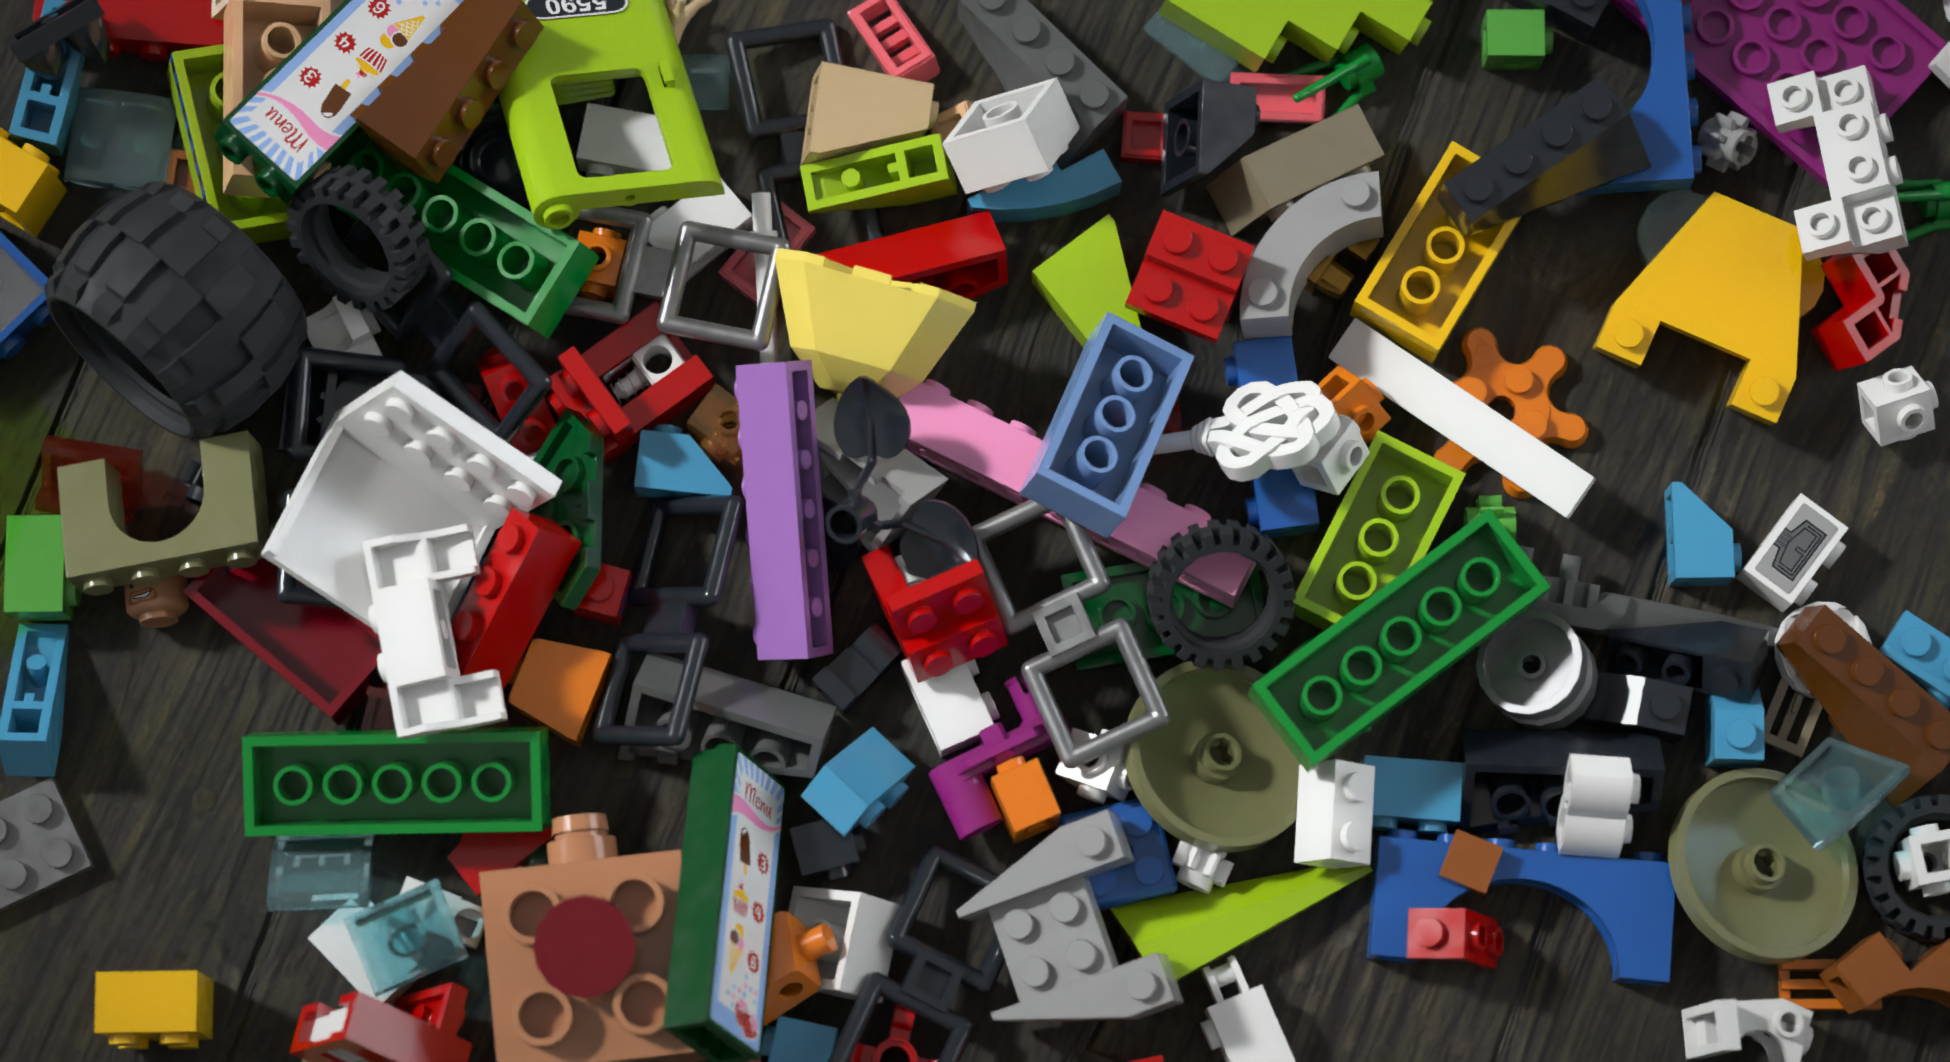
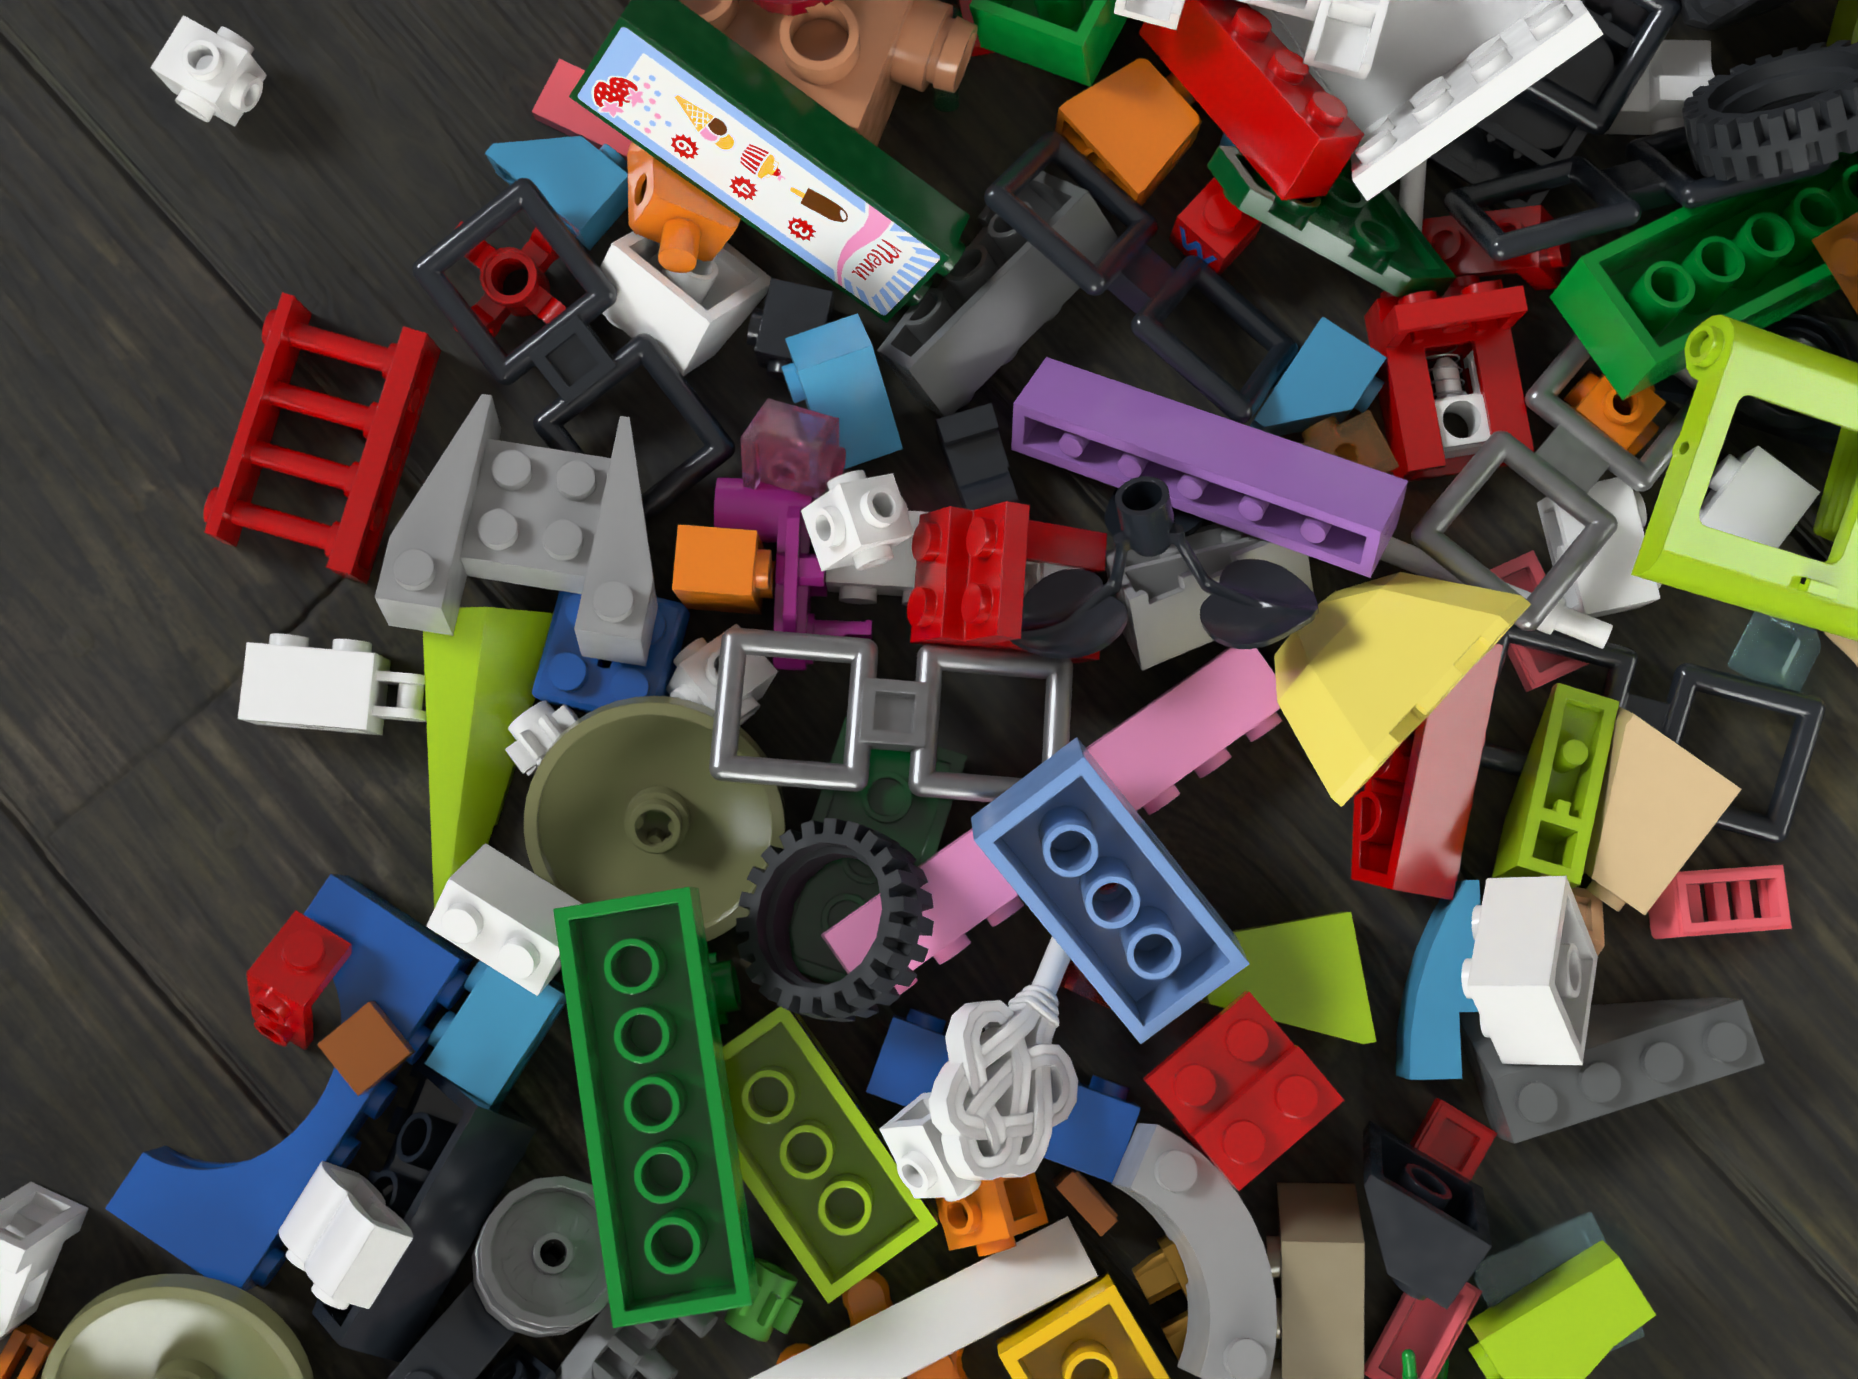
camera: 120 degrees right, 5 degrees up
(918, 789) = (791, 449): none -> clear pink brick
(948, 715) = (857, 521): none -> white brick
(1310, 349) = (1086, 1199): none -> dark orange tile

